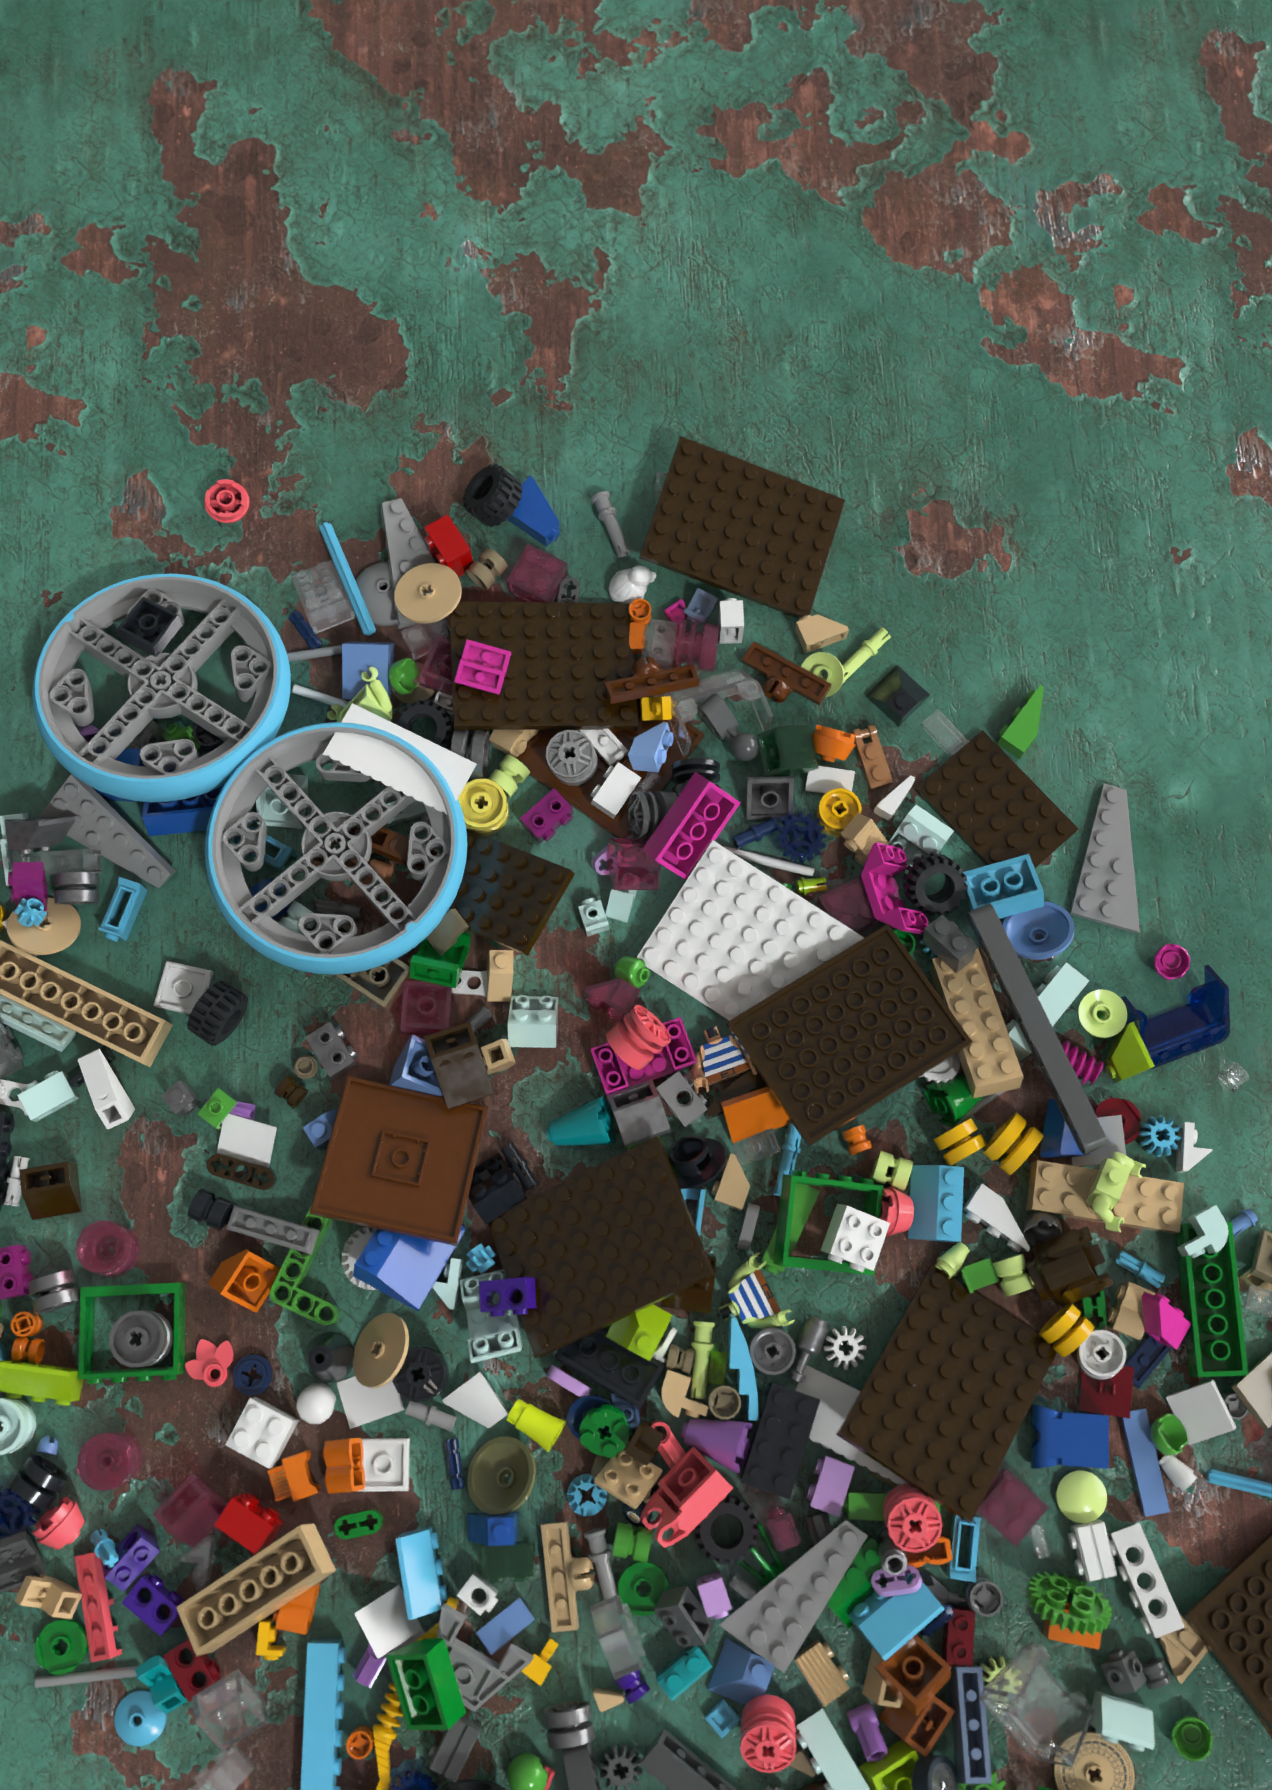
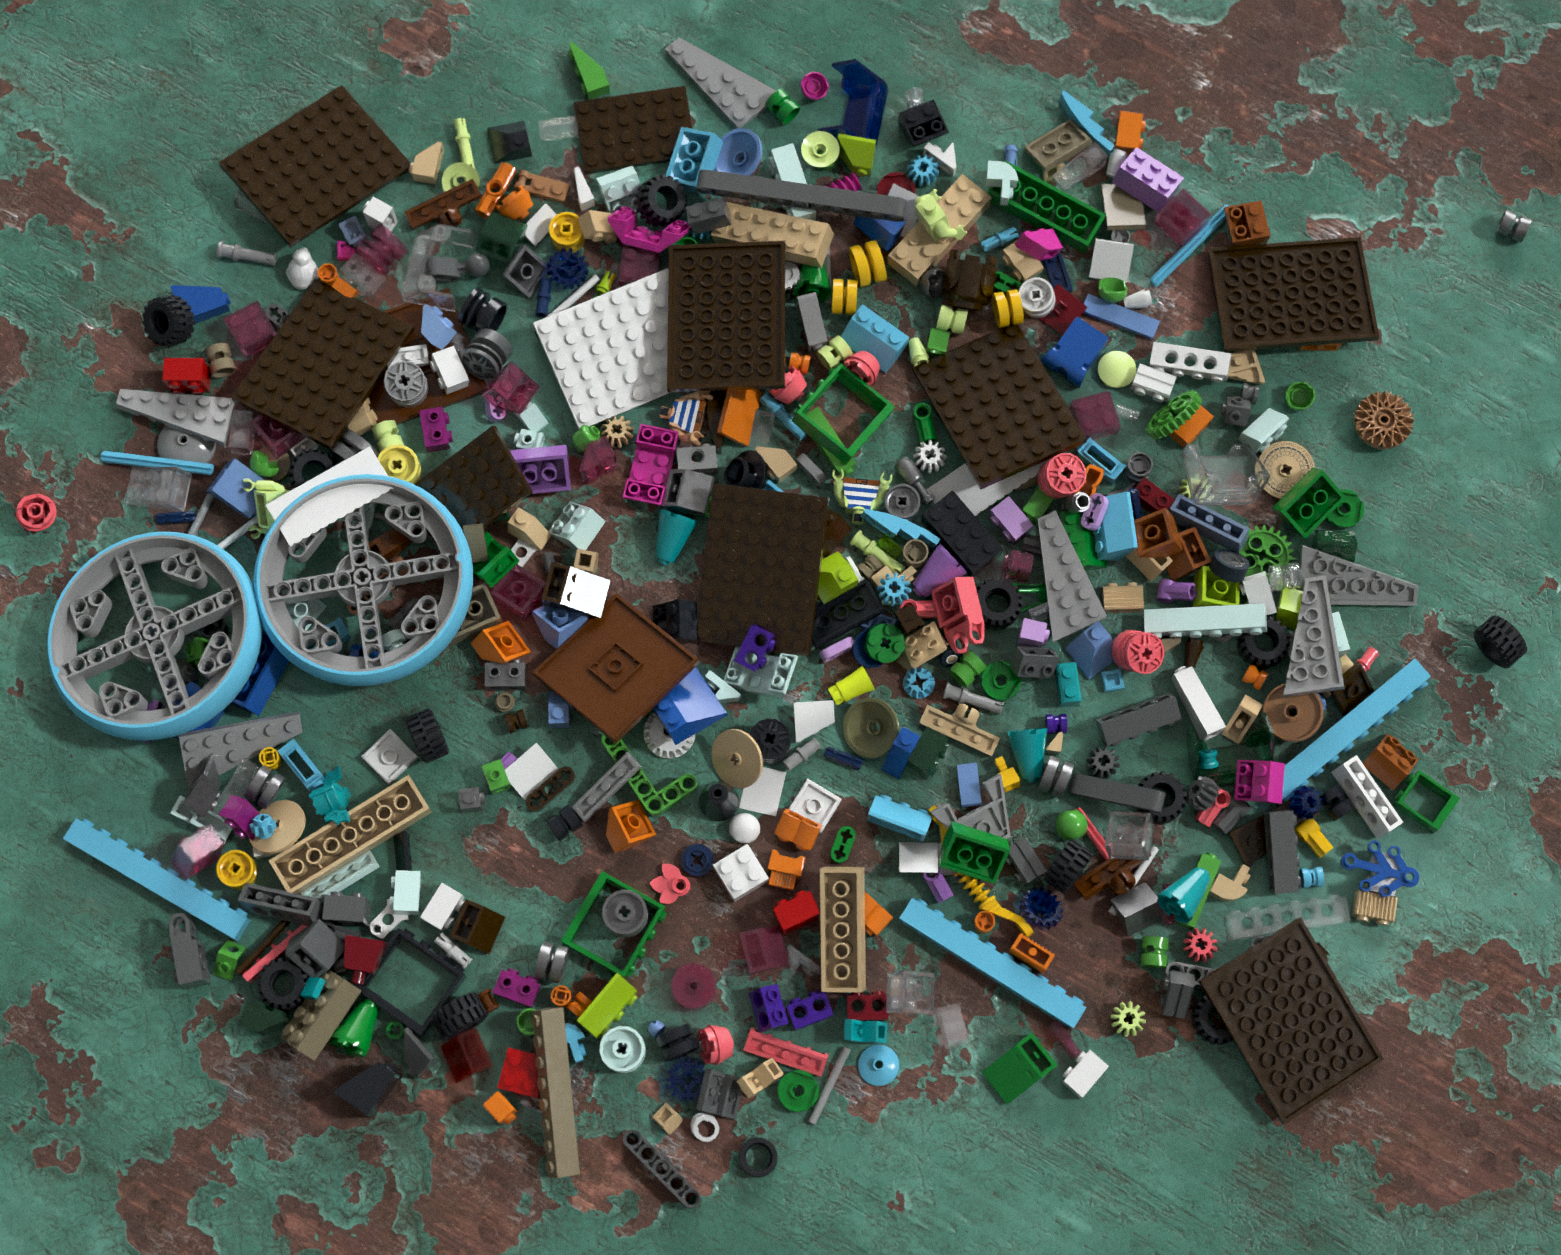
camera: 60 degrees left, 0 degrees up
(54, 1141) = (443, 907): none -> white brick
(94, 1247) = (536, 901): clear pink wheel -> none
(101, 960) = (332, 798): none -> teal helmet
(104, 1548) = (751, 1022): medium azure axle -> none
(105, 1090) = (429, 846): white slope -> none
(111, 879) = (273, 761): none -> yellow wheel
(149, 626) = (100, 623): black brick -> none
(266, 1635) = (877, 946): yellow bracket -> none
(361, 1025) = (500, 644): none -> orange slope
(435, 606) = (200, 408): tan piece -> none
(466, 1594) = (933, 797): white brick -> none
(481, 1258) = (718, 658): medium azure gear -> none
(483, 667) = (299, 400): dark pink slope -> none
(511, 1152) = (666, 596): black pin -> none
(569, 948) = (544, 468): none -> medium lavender brick
(580, 1673) = (1028, 751): none -> teal cone
(618, 1636) = (1020, 710): clear brick -> none
(638, 1037) = (637, 456): coral wheel -> none
(650, 680) = (387, 296): reddish brown plate -> none
(656, 708) = (409, 305): yellow bracket -> none
(658, 1403) = (901, 587): none -> medium azure gear
(668, 995) = (619, 425): none -> tan gear
(690, 826) = (513, 330): dark pink brick -> none
(825, 1151) = (793, 387): none -> coral cone
(850, 713) = (501, 181): none -> orange piece
(854, 1238) = (863, 399): white brick -> none
(875, 1320) = (924, 424): none -> green piece
(908, 1125) = (811, 321): none -> light grey slope
(992, 1211) = (906, 306): white slope -> none
(1125, 943) = (784, 108): none -> green wheel
(1210, 1103) = (922, 123): none -> black slope

